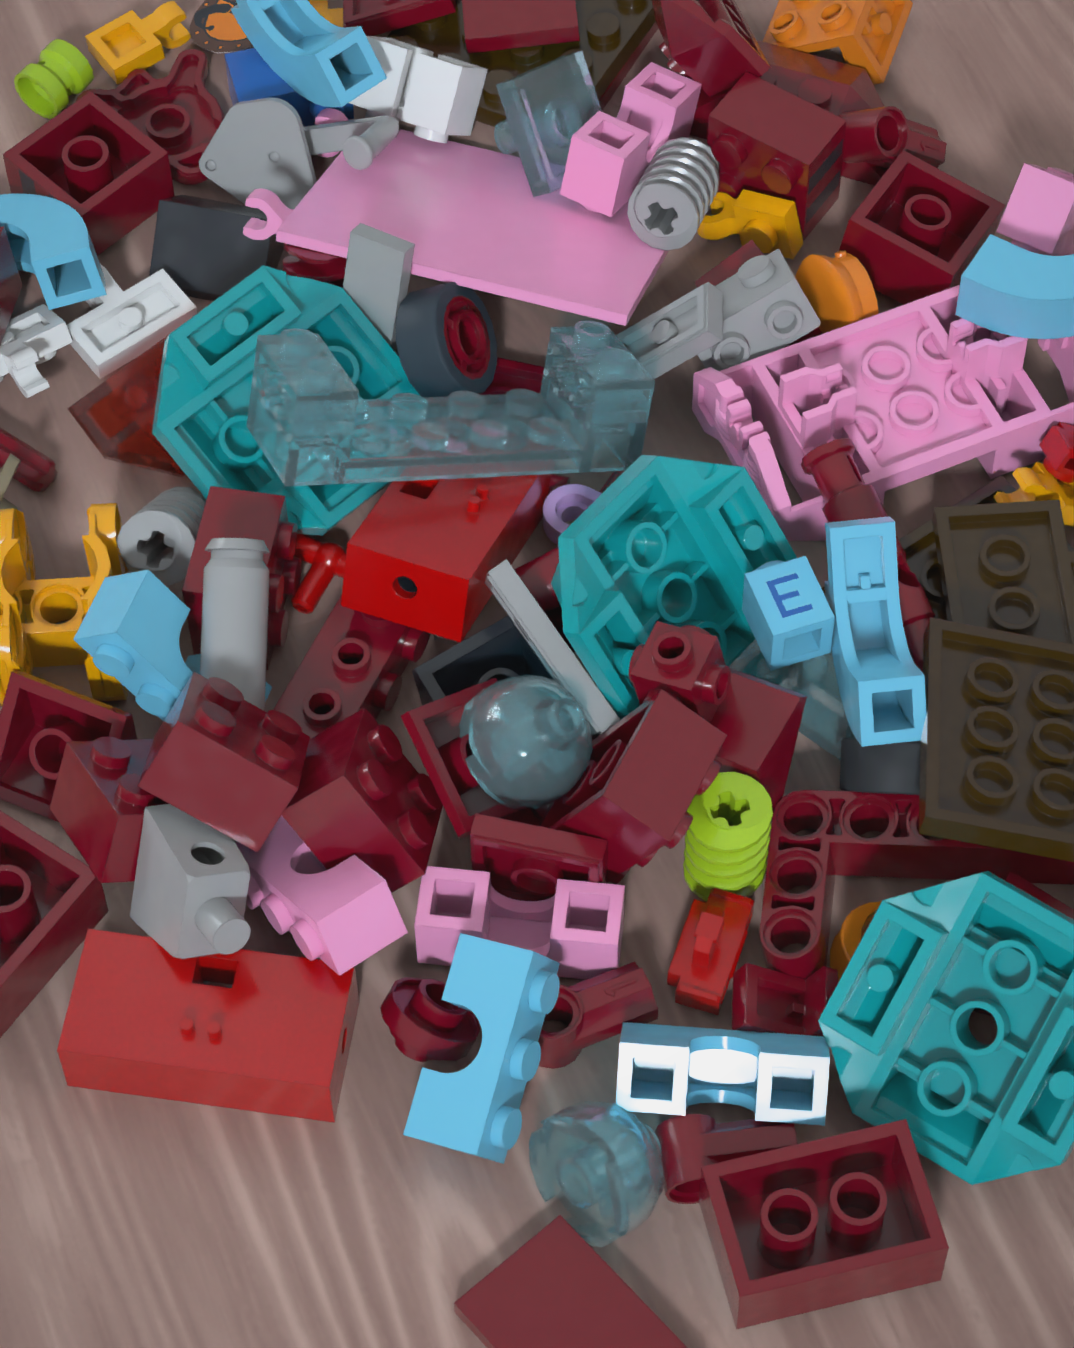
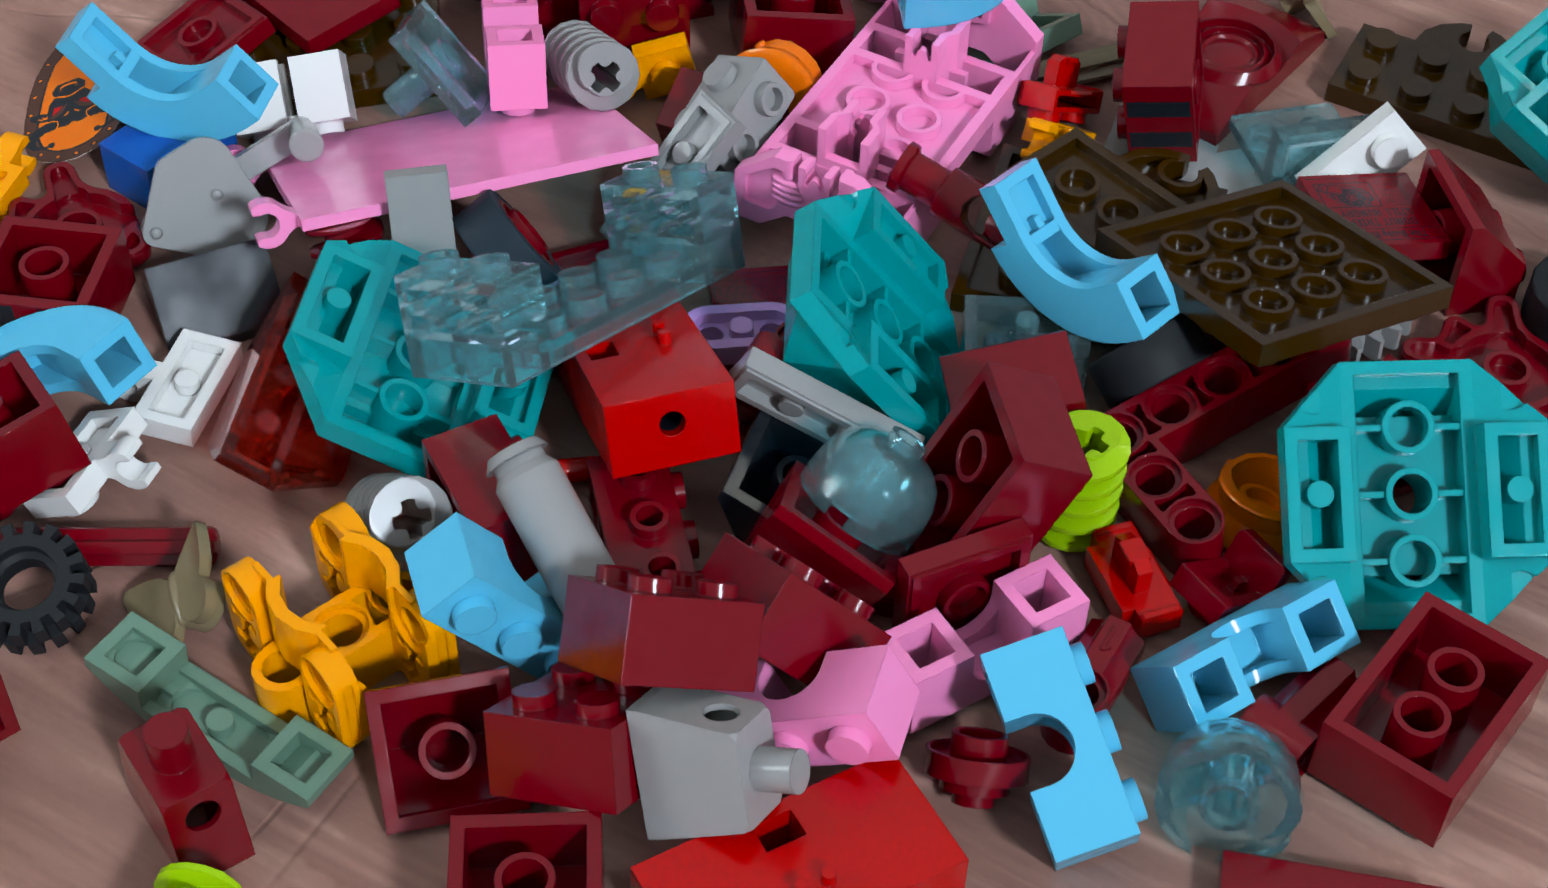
camera: 40 degrees left, 10 degrees down
(684, 665) = (961, 347): dark red brick -> none
(787, 612) = (983, 285): medium azure brick -> none

